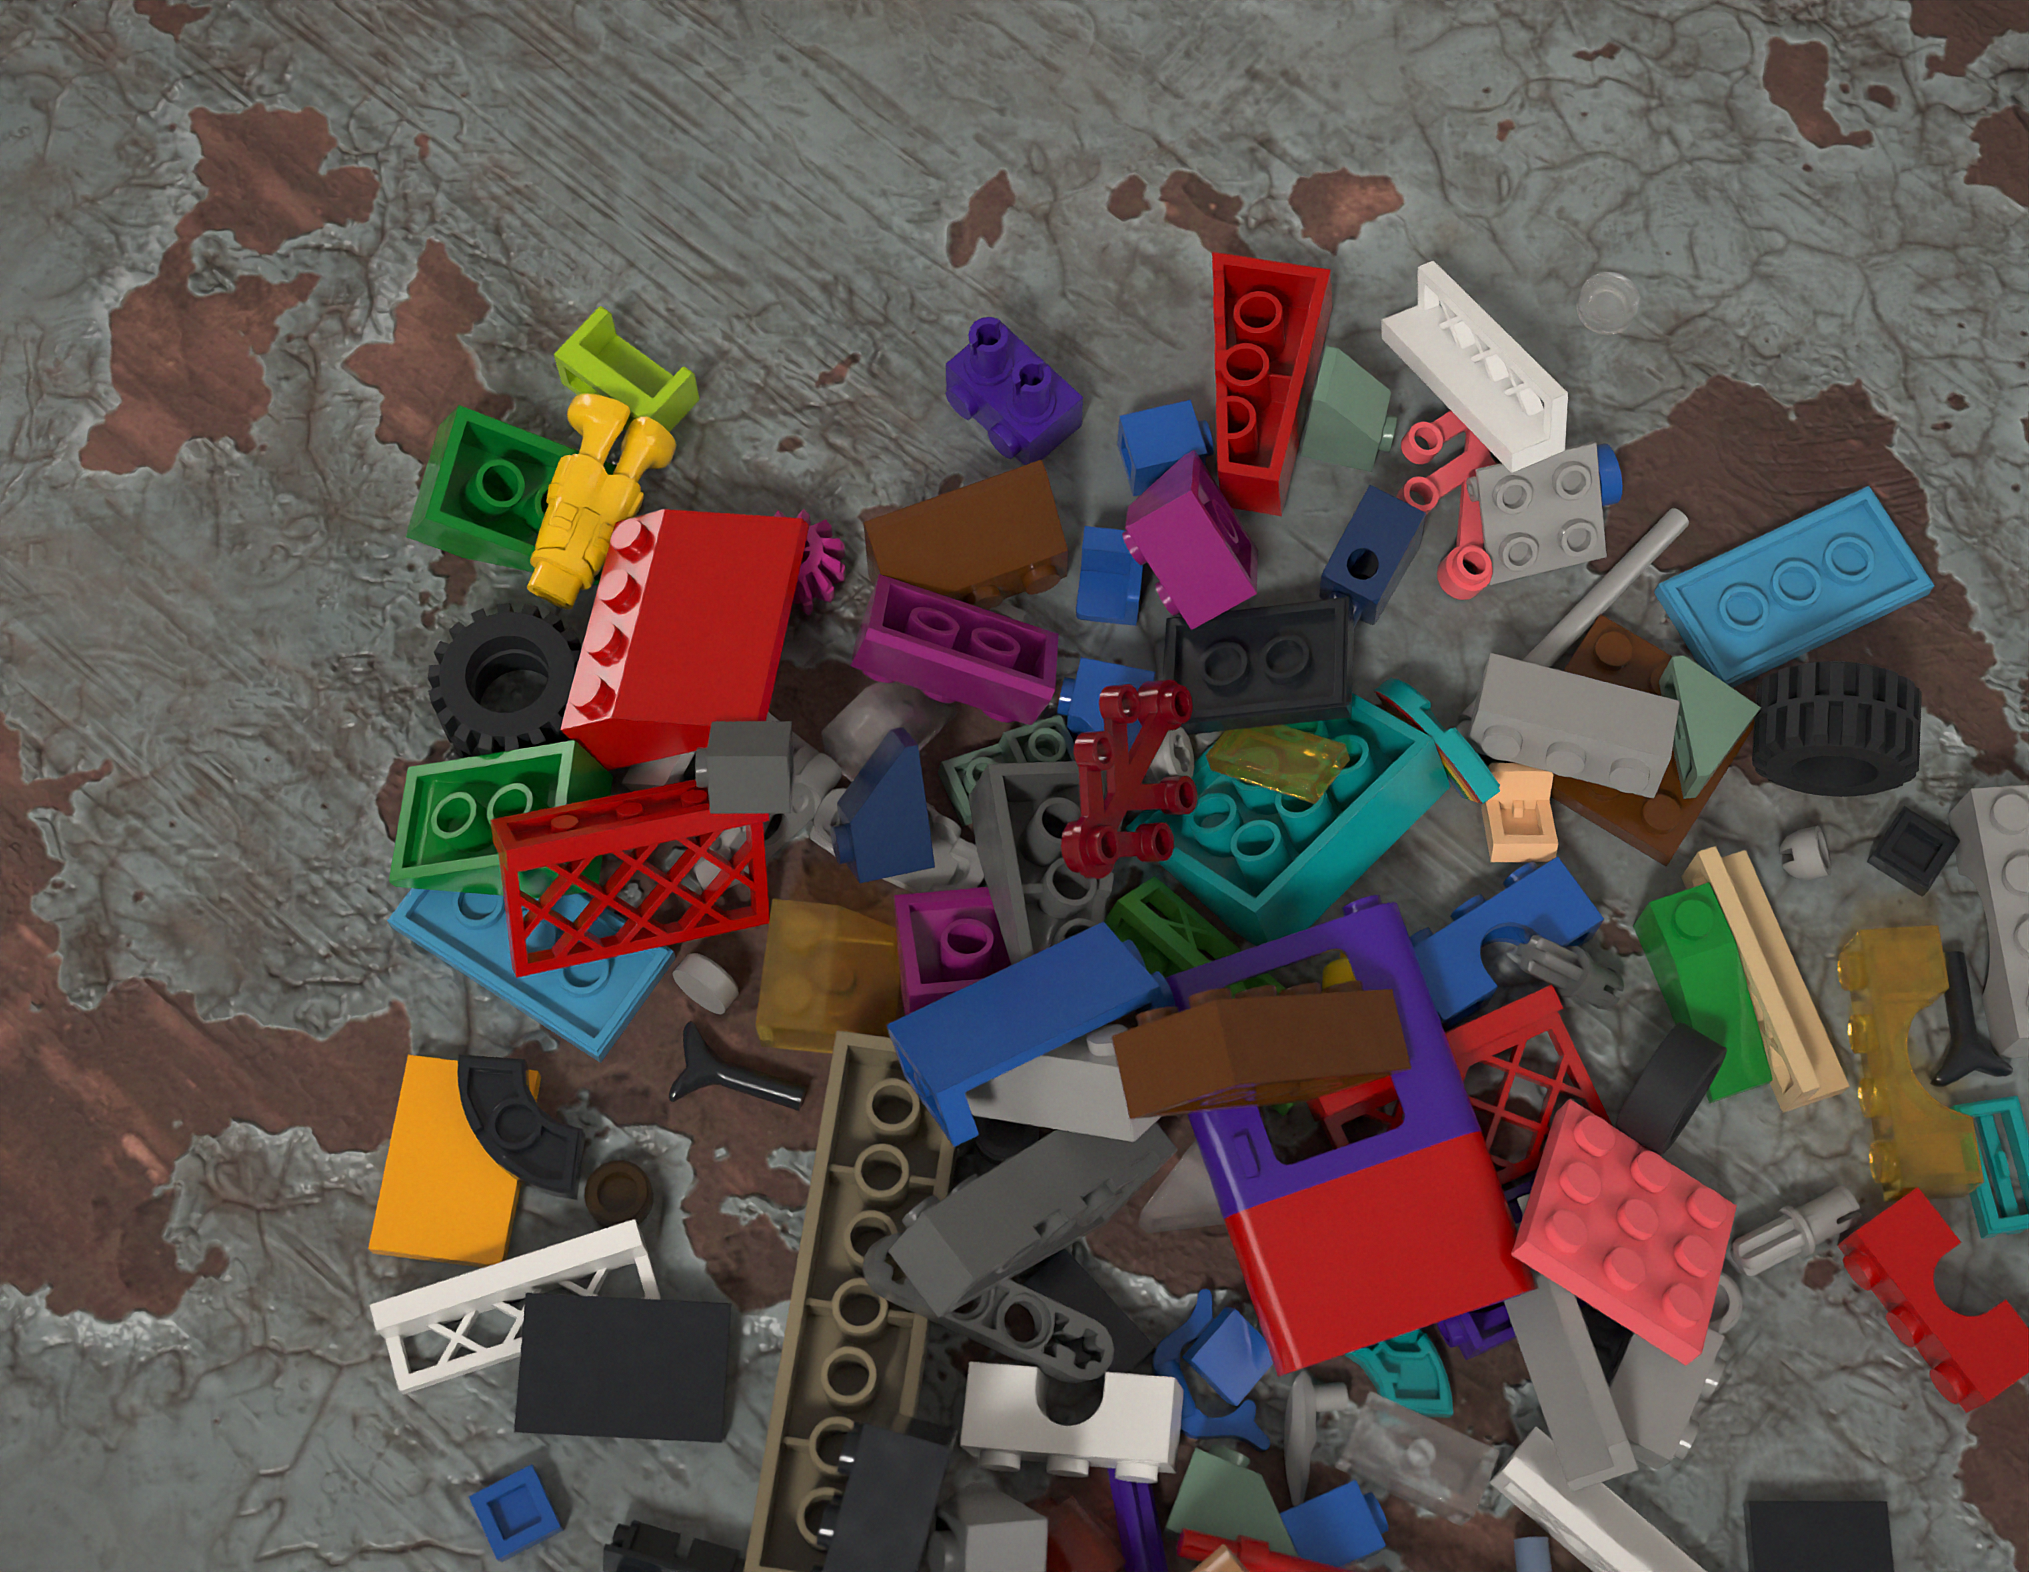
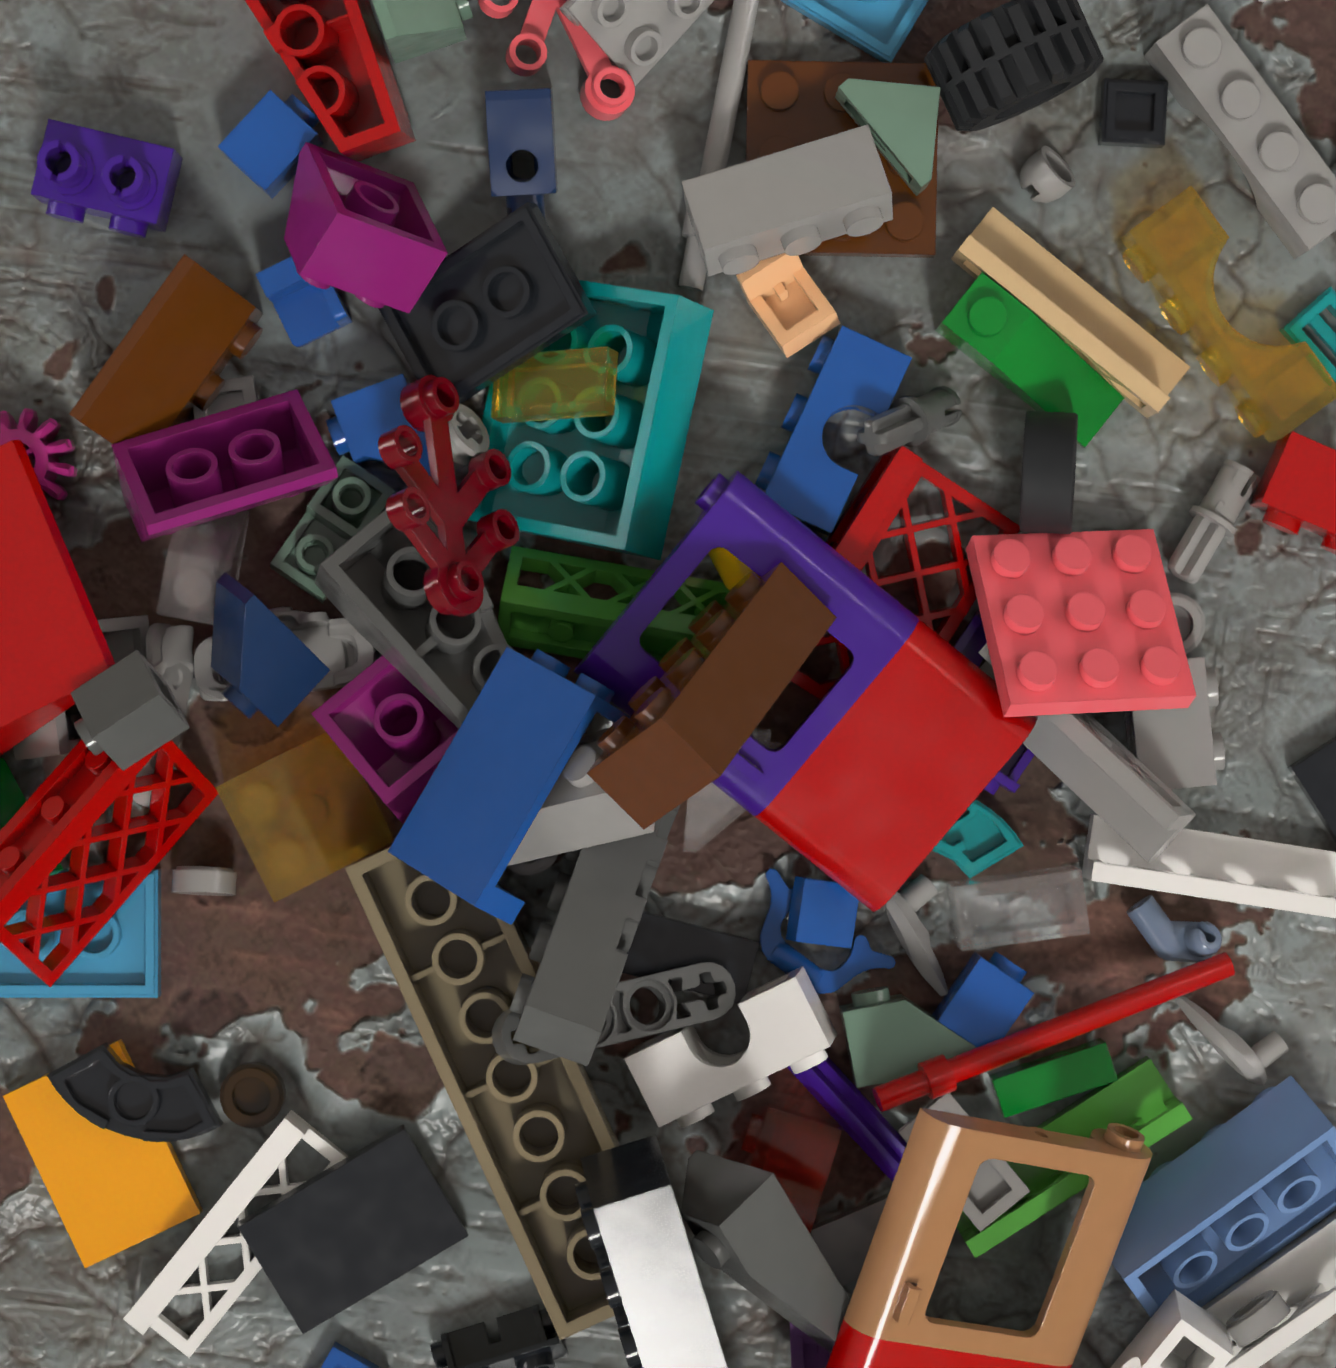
camera: 30 degrees left, 20 degrees up
(707, 1068) = (253, 946): black piece -> none
(1459, 759) = (679, 280): teal tile -> none
(1966, 1049) = (1268, 270): black piece -> none

